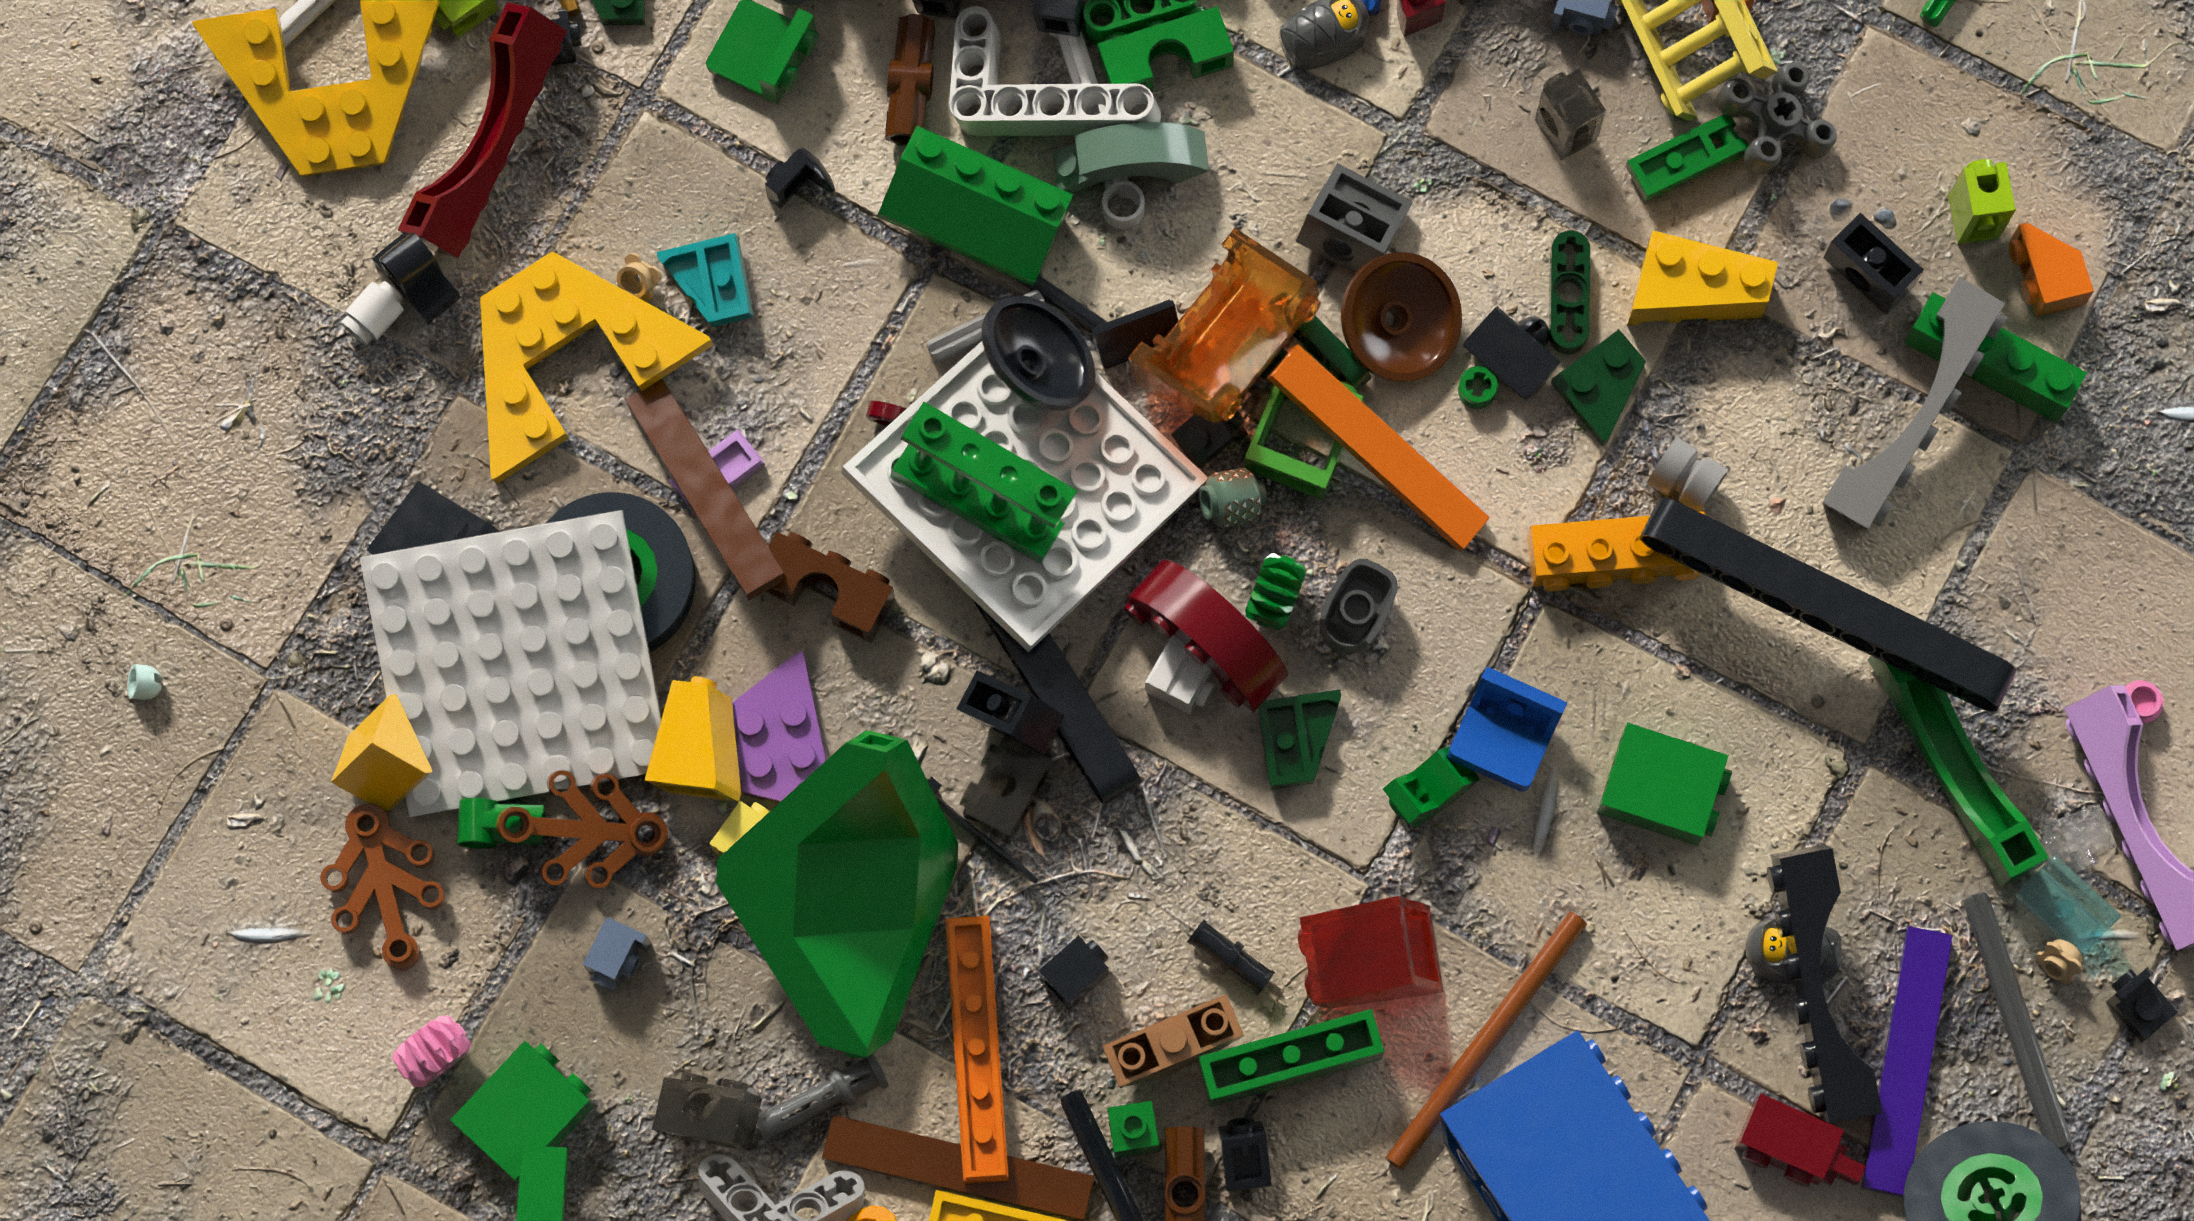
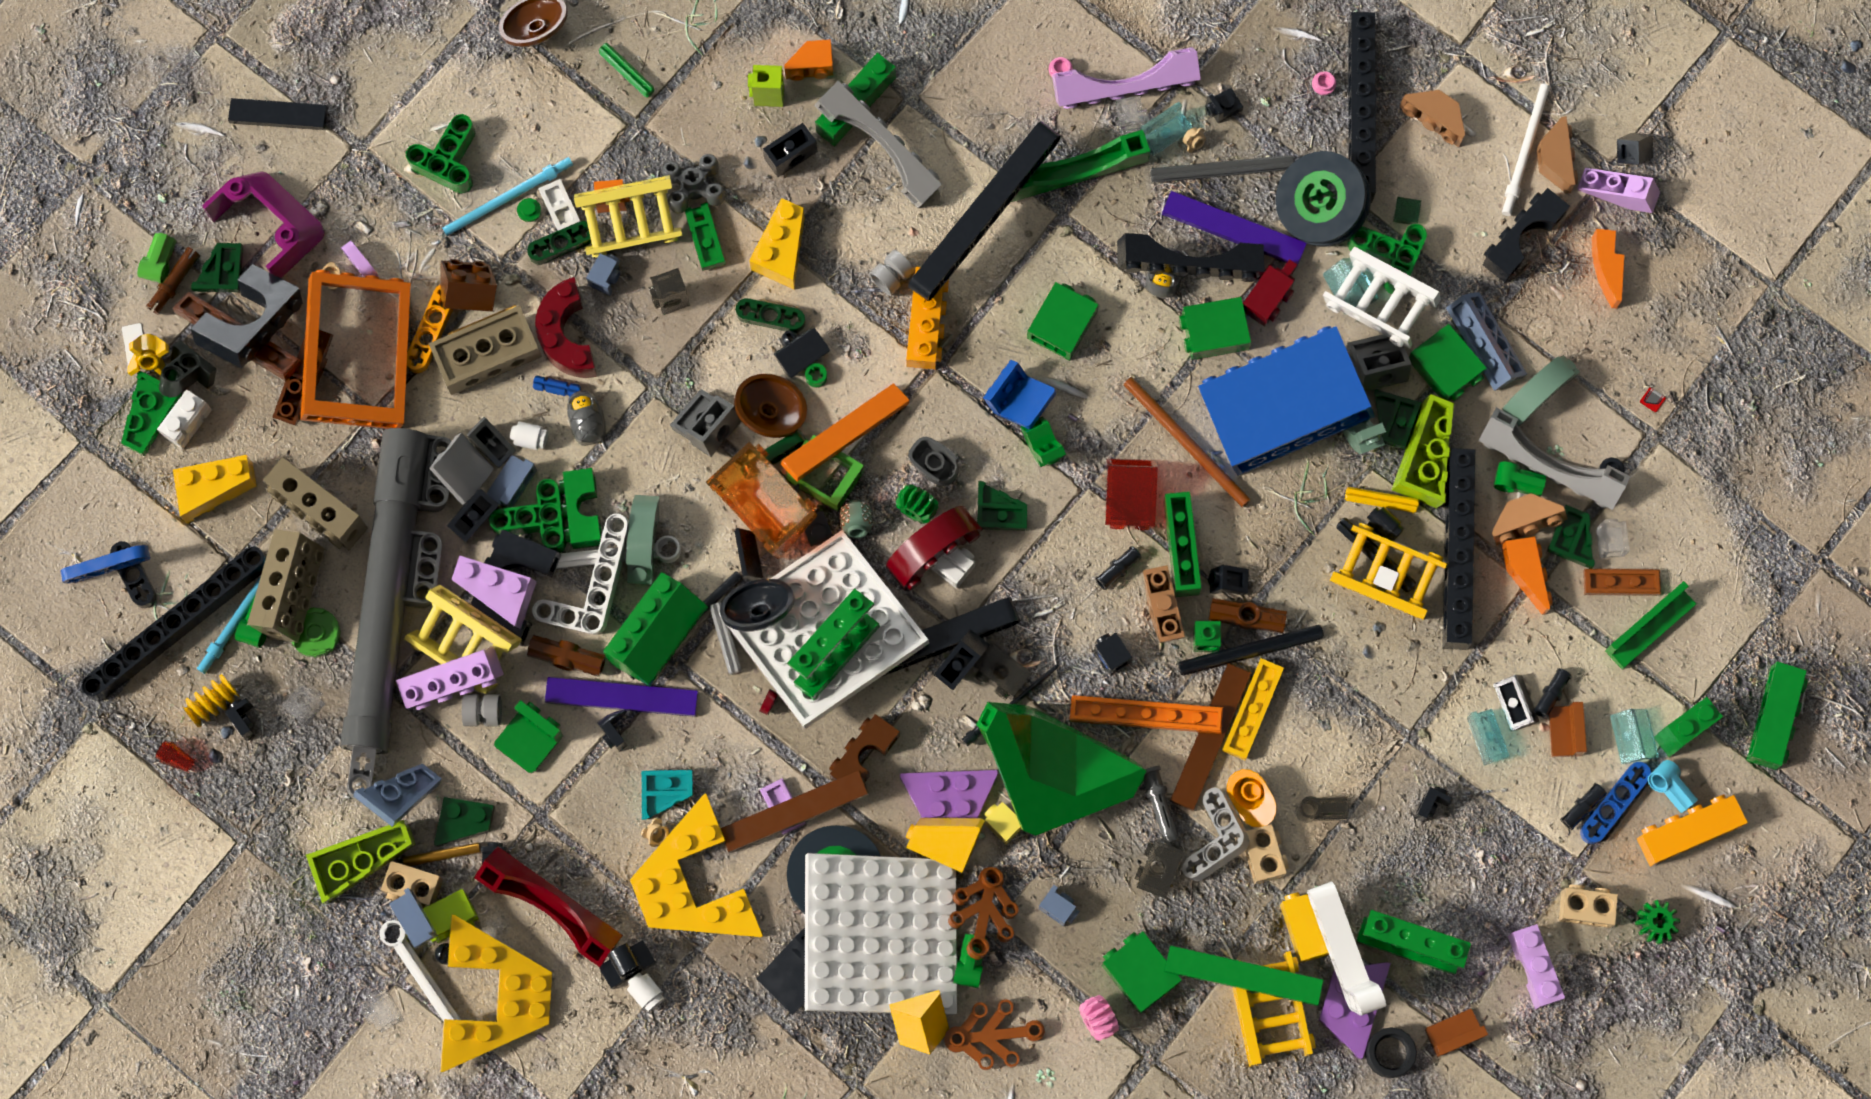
camera: 80 degrees left, 0 degrees up
(858, 182) = (621, 696): none -> dark purple tile
(1601, 383) = (827, 308): dark green wing -> none
(1706, 1054) = (1215, 328): none -> green brick

